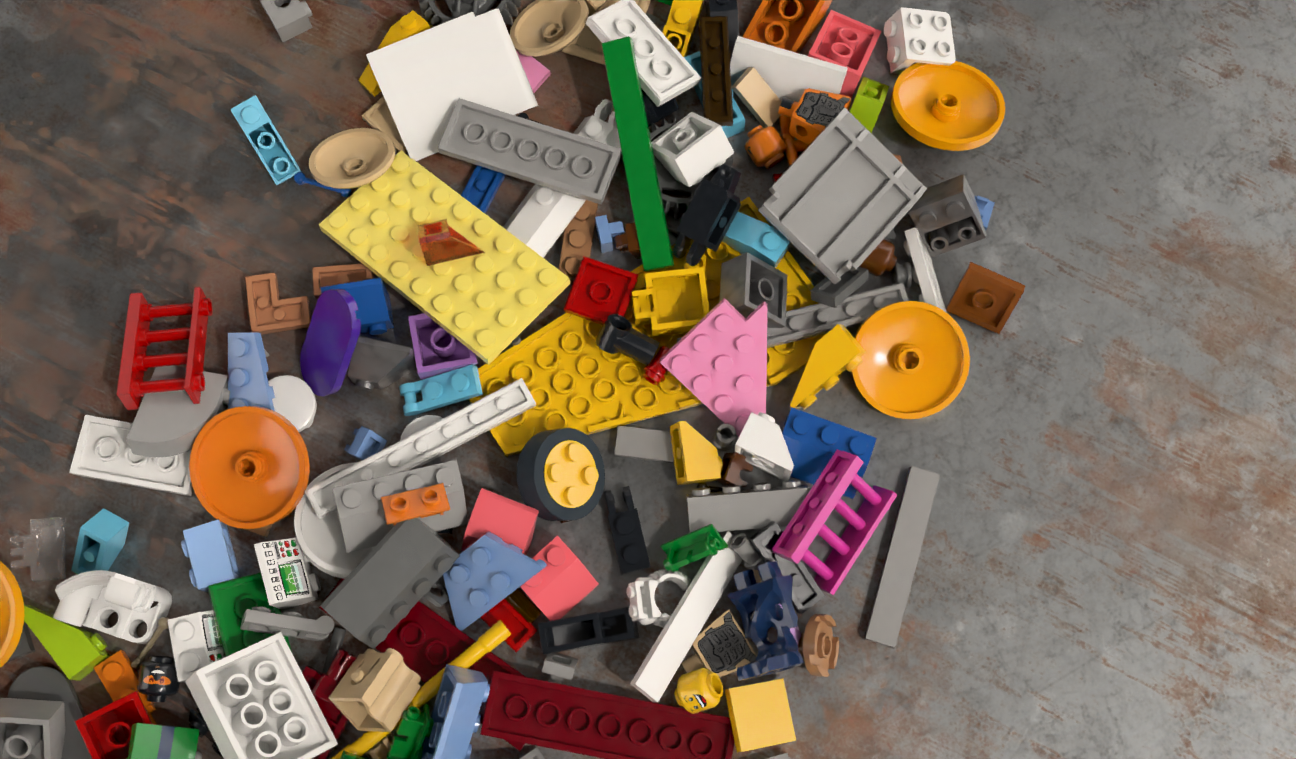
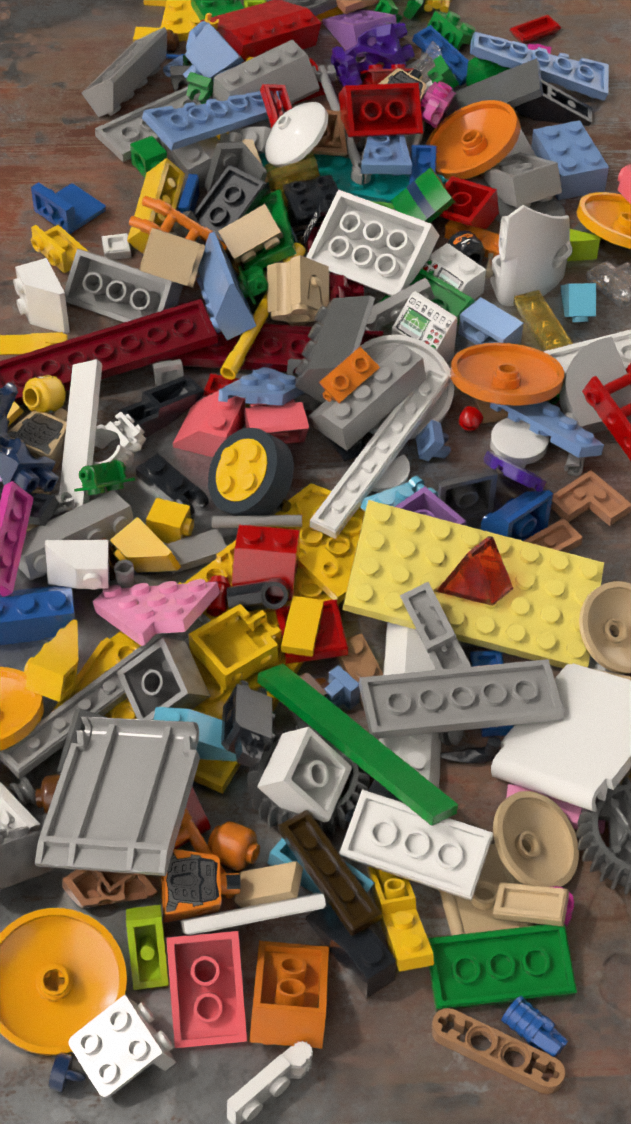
camera: 155 degrees right, 25 degrees down
(157, 536) = (541, 321): none -> clear yellow plate
(316, 454) = (470, 418): none -> red hinge
(510, 214) = (434, 628): none -> light grey slope
(552, 341) = (326, 572): none -> yellow plate
(563, 422) = (261, 520): none -> light grey bar
(601, 376) = (264, 555): none -> red slope
(610, 290) = (302, 626): none -> yellow tile
(653, 480) = (170, 520): none -> yellow brick
(967, 47) = (62, 1072): none -> dark blue tile

